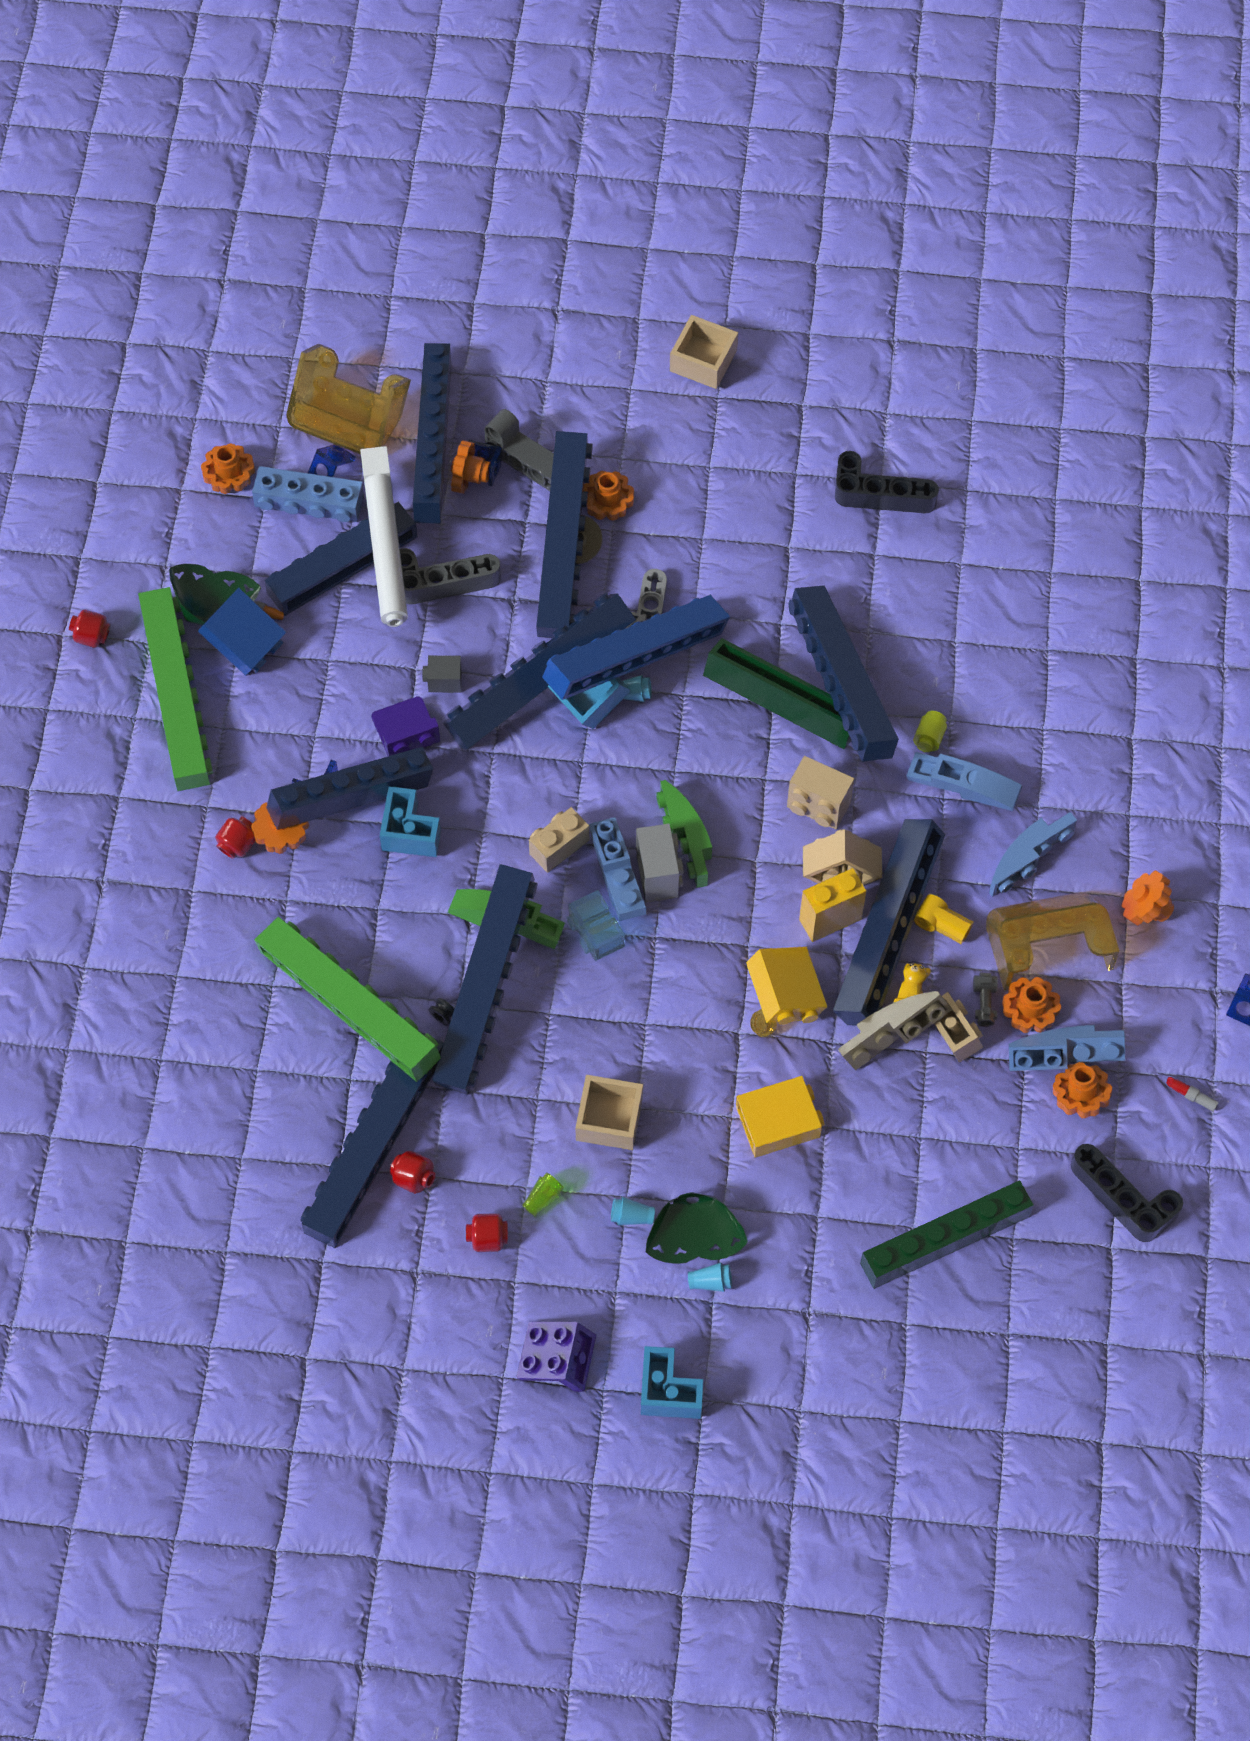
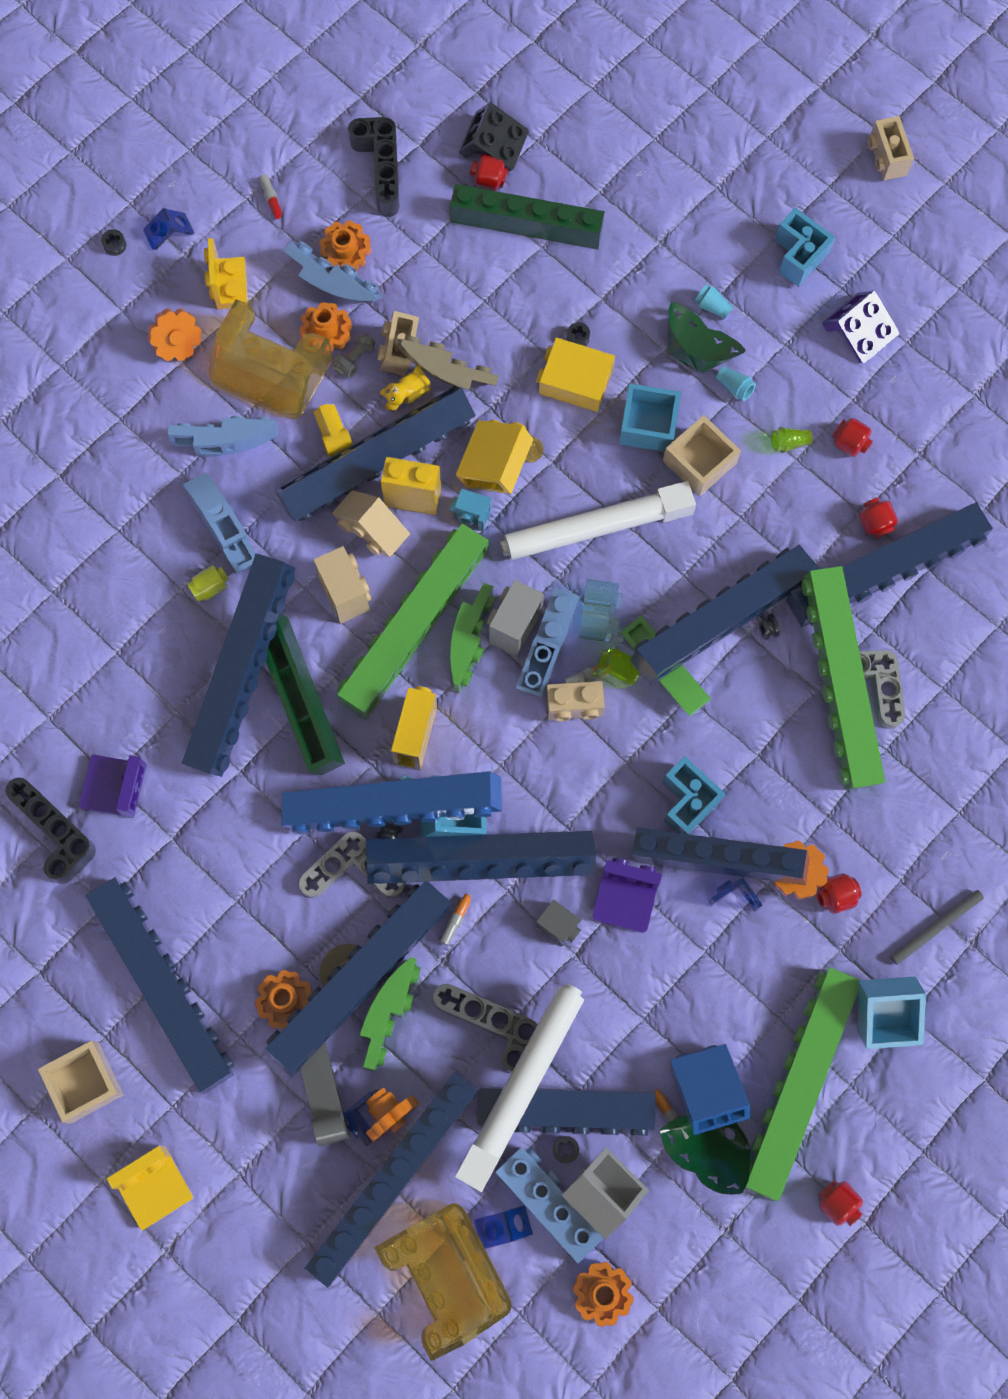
camera: 145 degrees left, 10 degrees up
(136, 769) = (891, 1012): none -> dark azure piece
(138, 872) = (935, 928): none -> dark grey bar
(271, 517) = (605, 1193): none -> light grey piece
(317, 1038) = (881, 676): none -> light grey beam
(320, 530) = (565, 1139): none -> black bush
(525, 534) = (391, 1000): none -> bright green slope
(525, 628) = (455, 920): none -> light grey piece
(550, 885) = (616, 668): none -> clear neon green brick
(566, 872) = (584, 676): none -> light grey piece
(599, 331) = (151, 1187): none -> yellow bracket
(610, 1052) = (667, 504): none -> white brick
(658, 1561) = (890, 148): none -> tan brick
(668, 726) = (414, 728): none -> yellow brick
(681, 1114) = (649, 417): none -> dark azure piece
(707, 445) = (160, 986): none -> dark blue brick
(741, 816) = (413, 621): none -> bright green brick
(771, 933) = (471, 508): none -> dark azure brick
(812, 1152) = (578, 327): none -> black bush
(863, 545) = (113, 785): none -> dark purple bracket
(1018, 1254) = (488, 173): none -> red head
(1044, 1297) = (495, 135): none -> black bracket
(1156, 982) = (225, 277): none -> yellow bracket

